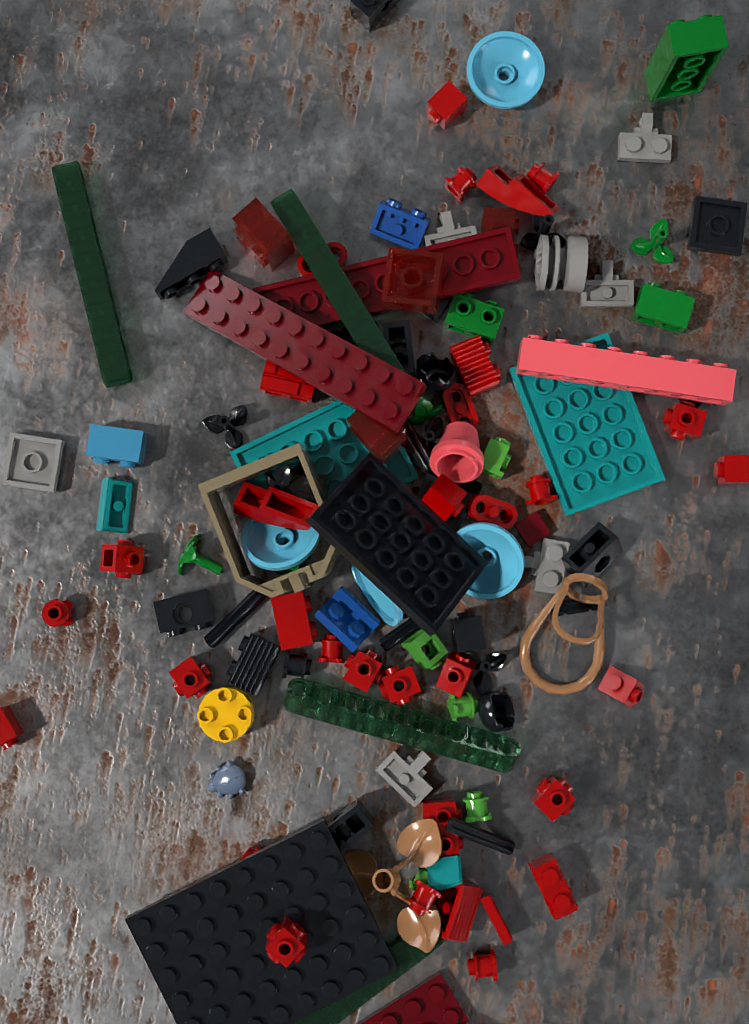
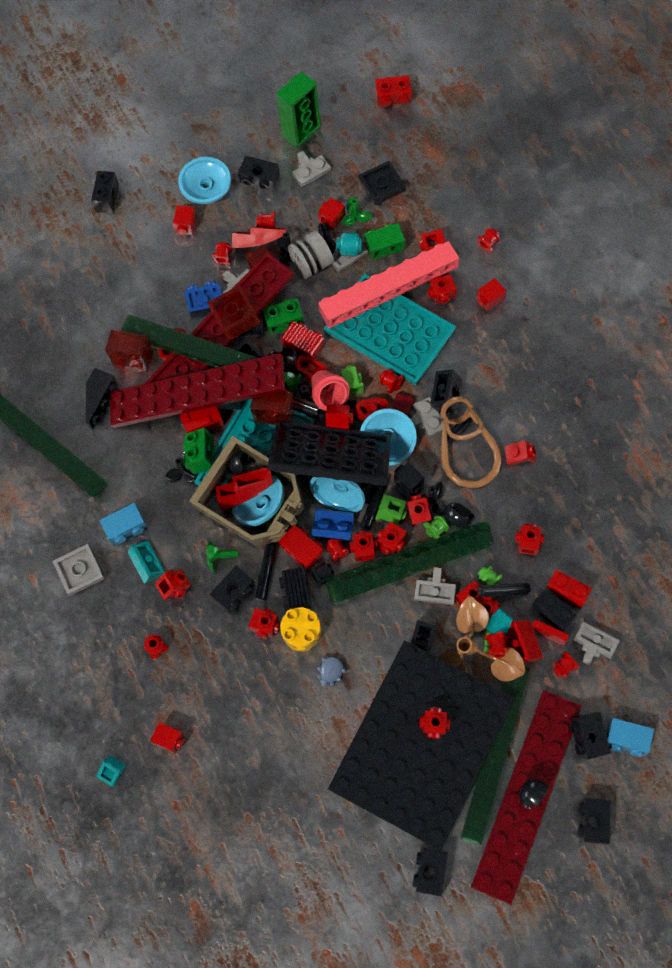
camera: 30 degrees left, 15 degrees down
(258, 420) = (198, 451): none -> green brick
(518, 898) = (554, 610): none -> black brick
(536, 964) = (595, 642): none -> light grey hinge
(577, 91) = (253, 166): none -> black brick
(597, 249) = (323, 230): none -> black axle
(616, 284) = (349, 244): none -> teal head
(627, 223) = (331, 213): none -> red brick
(729, 347) = (434, 236): none -> red brick

